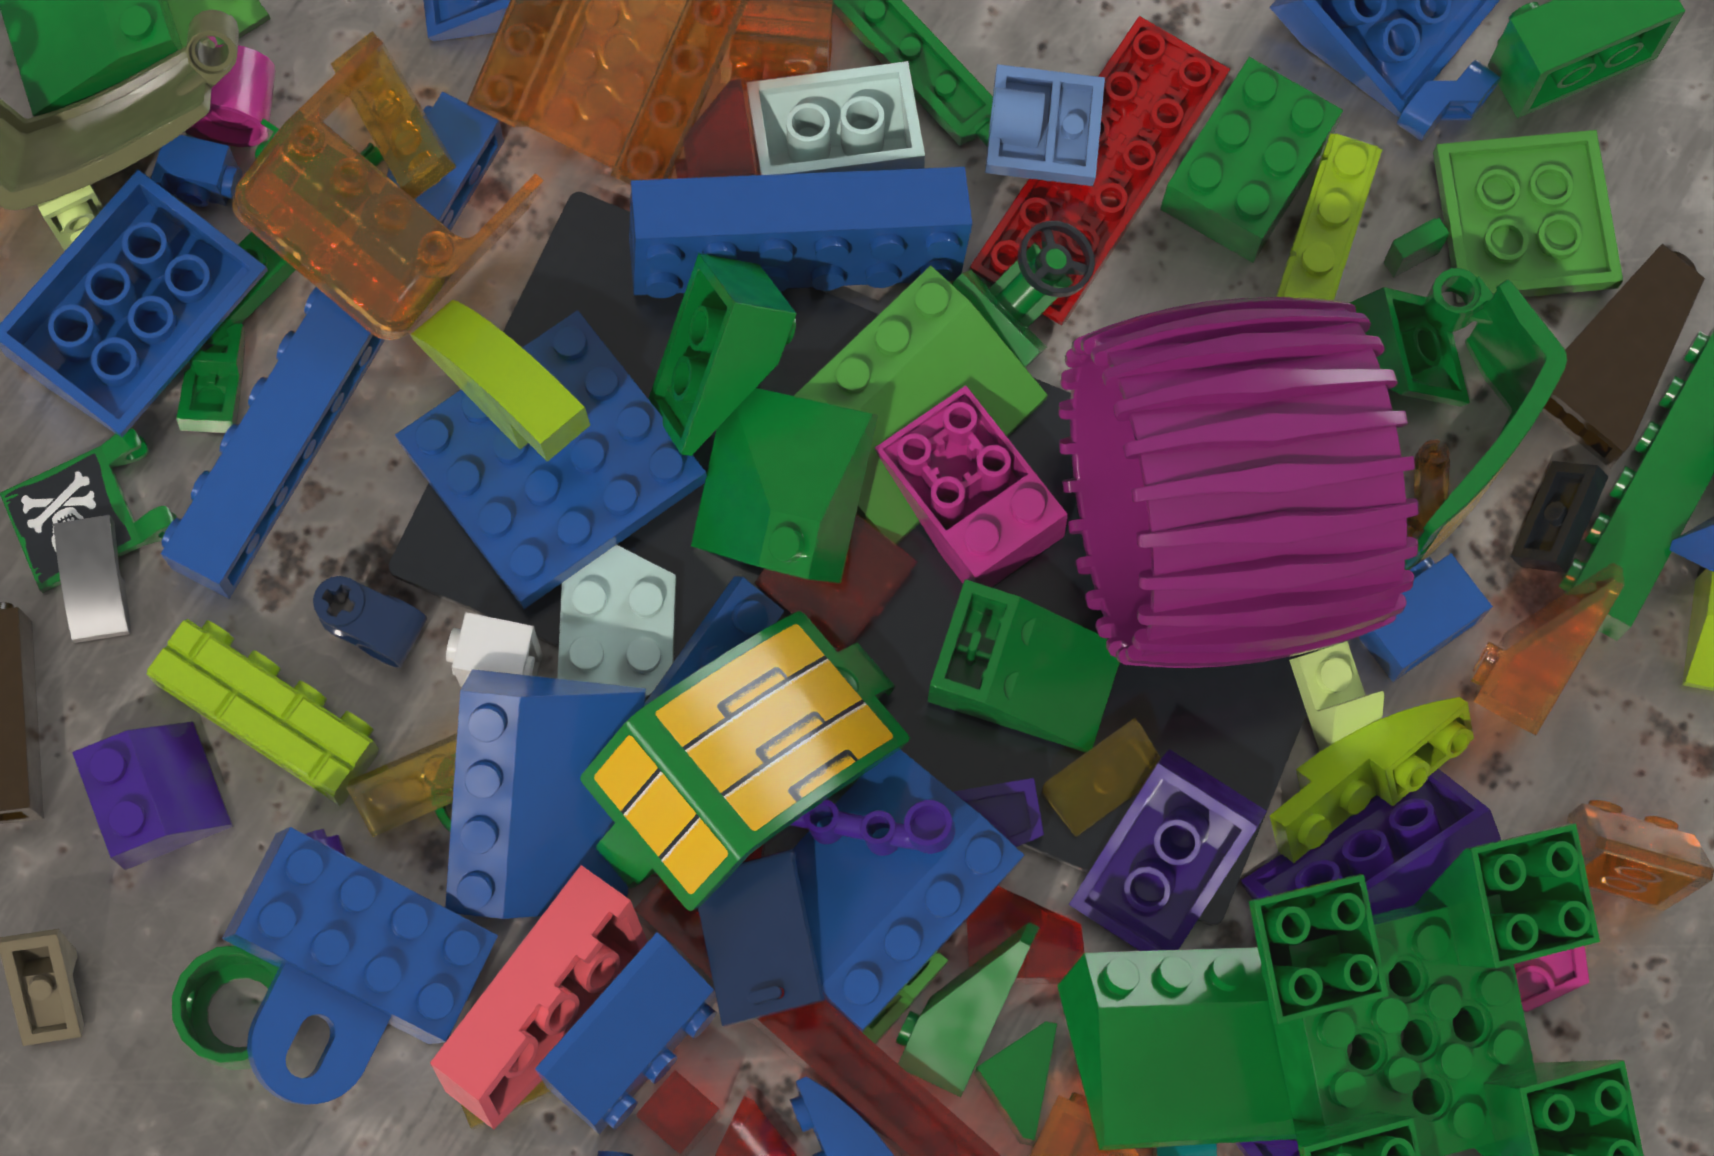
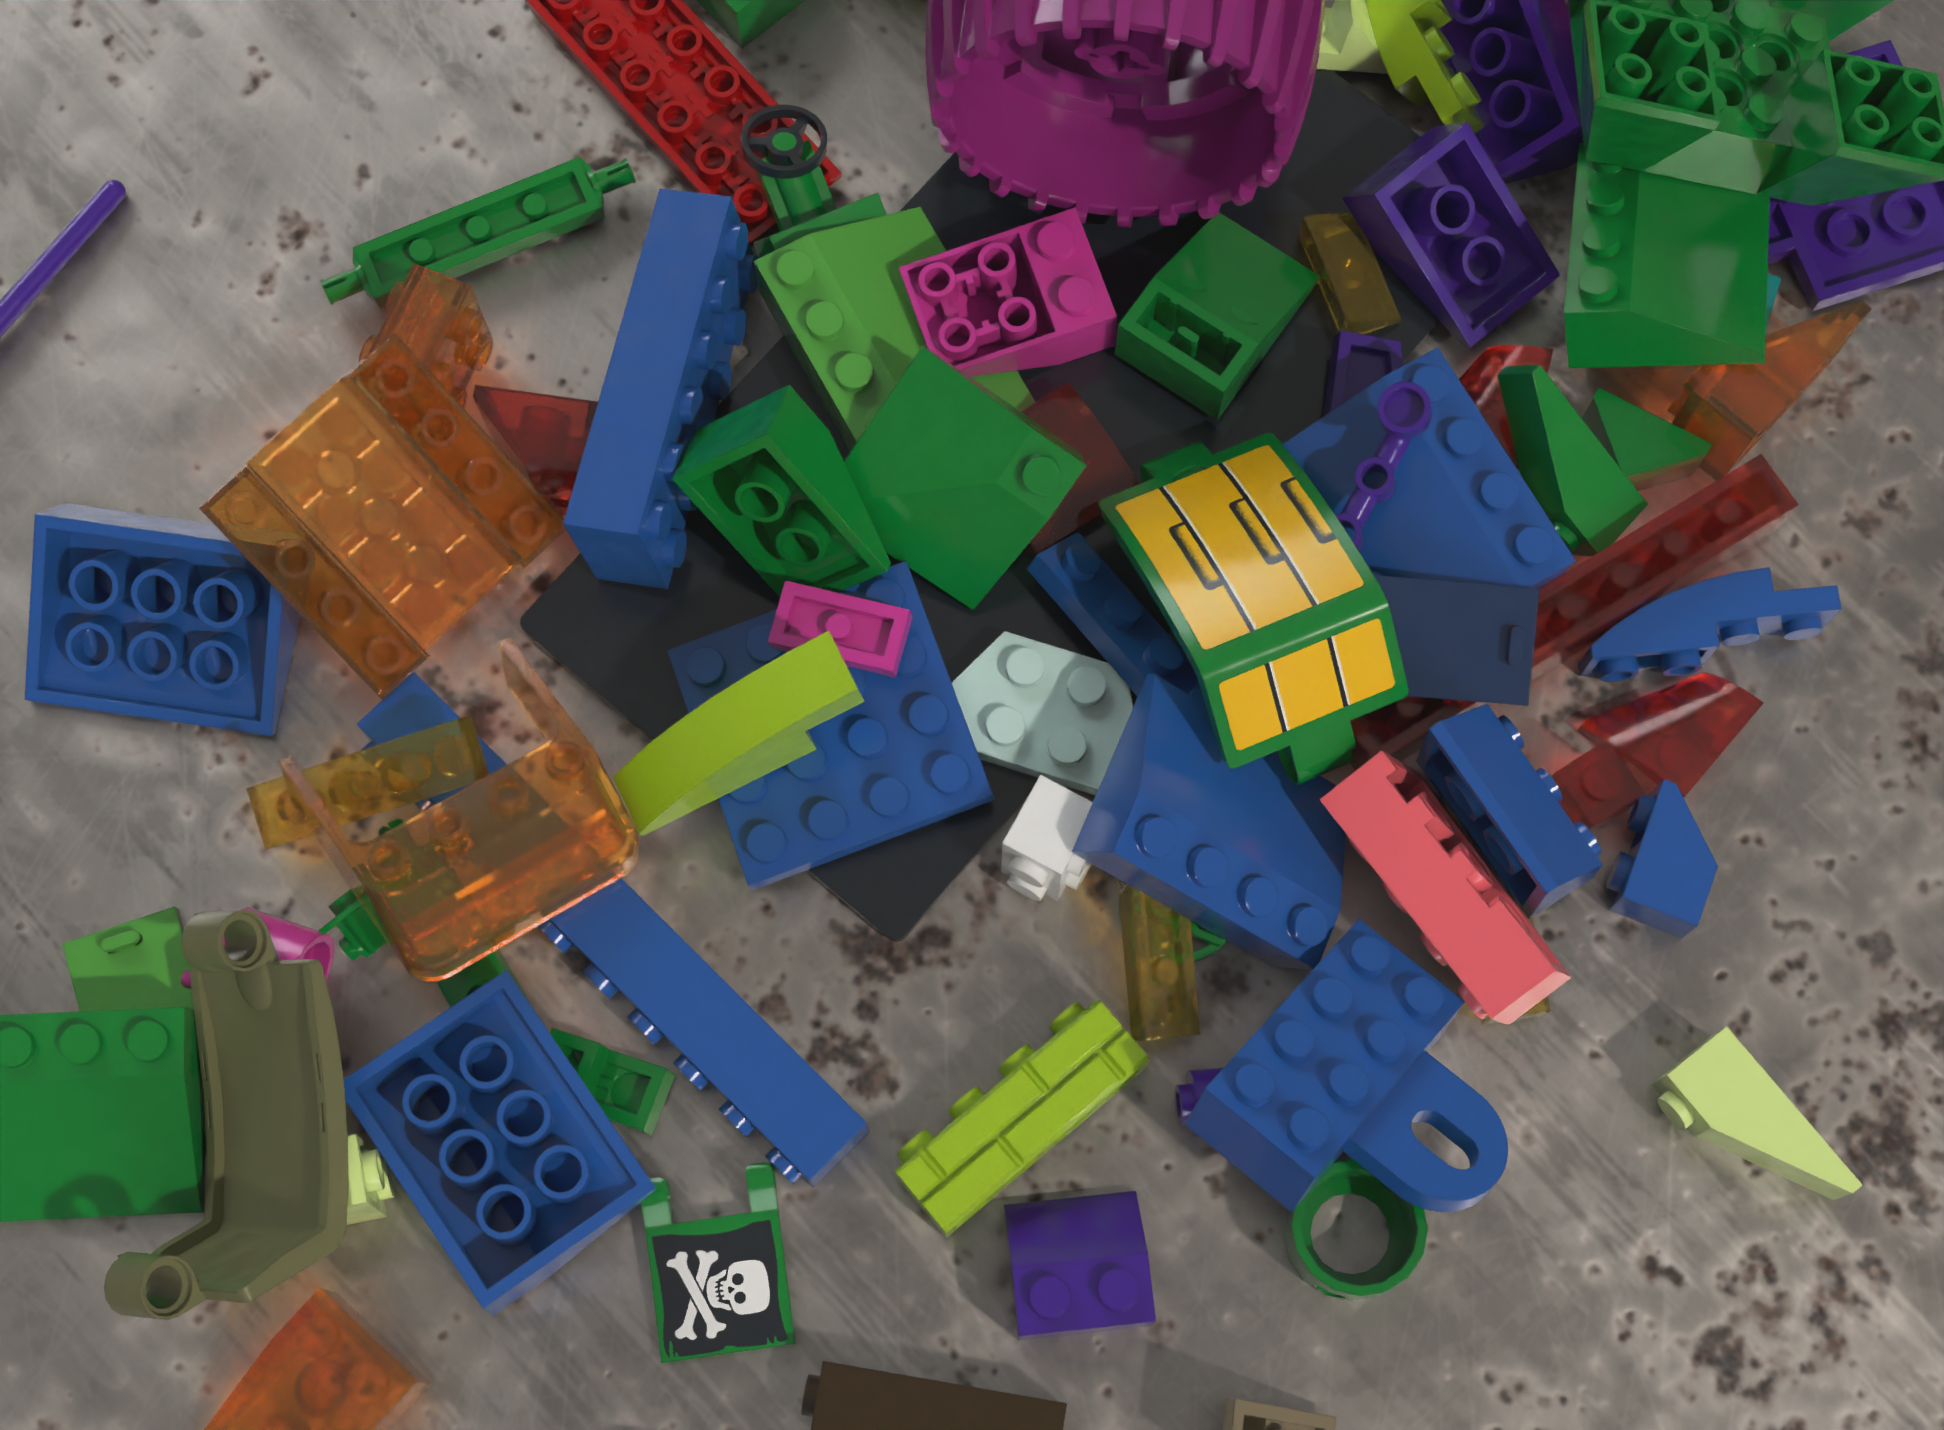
camera: 70 degrees left, 0 degrees up
(91, 578) = (803, 1276): flat silver slope -> none
(197, 171) = (360, 1023): blue brick -> none
(377, 623) = (958, 967): dark blue piece -> none
(620, 432) = (865, 631): none -> dark pink plate
(836, 121) = (554, 310): light aqua slope -> none
(1045, 125) = (624, 113): medium blue plate -> none

